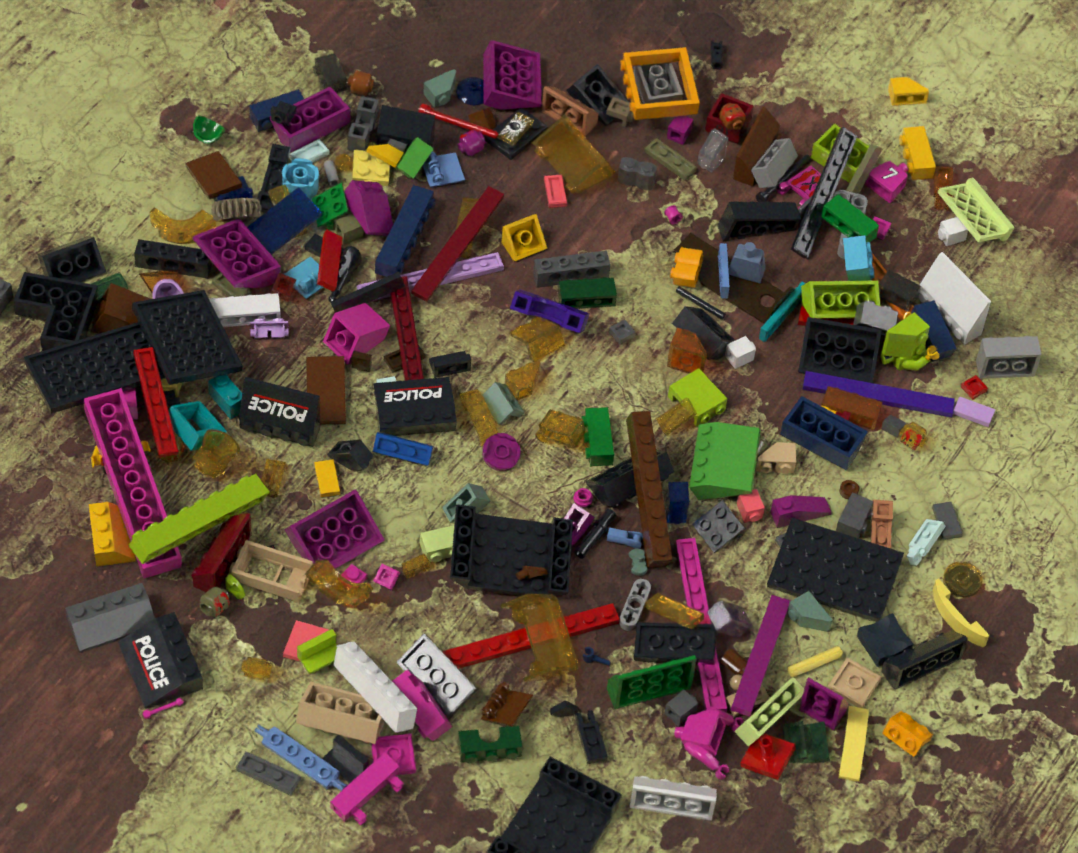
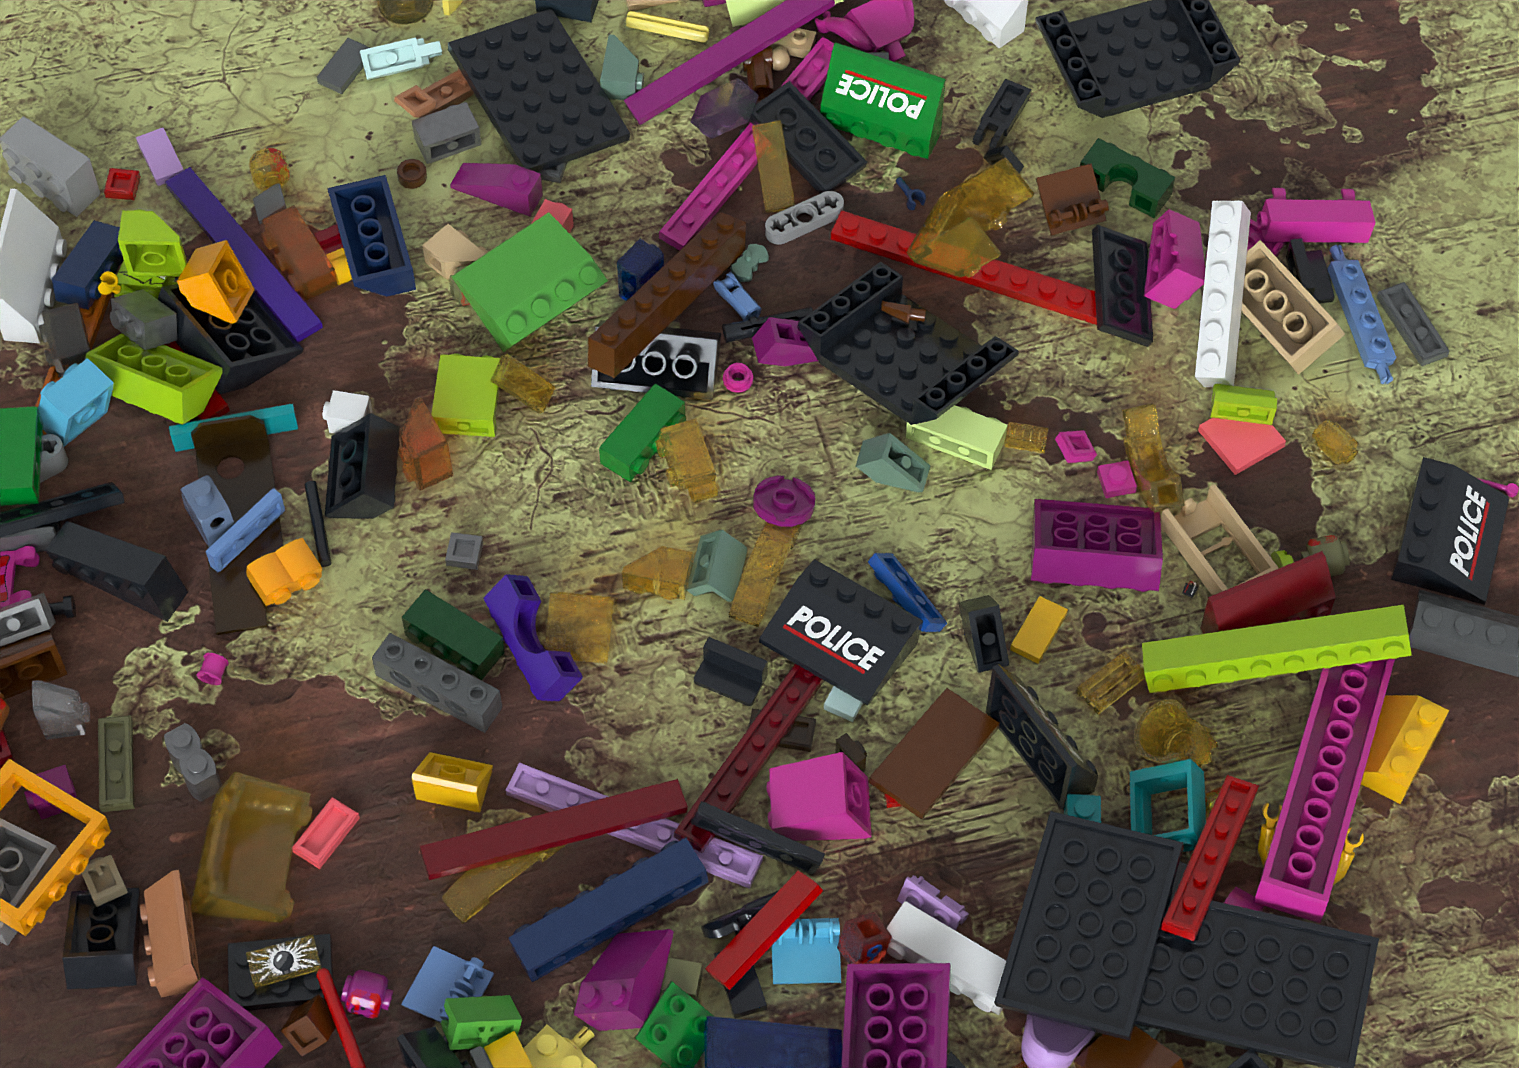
camera: 135 degrees left, 5 degrees up
(719, 526) = (612, 228): black hinge -> none
(862, 352) = (216, 282): none -> light orange slope

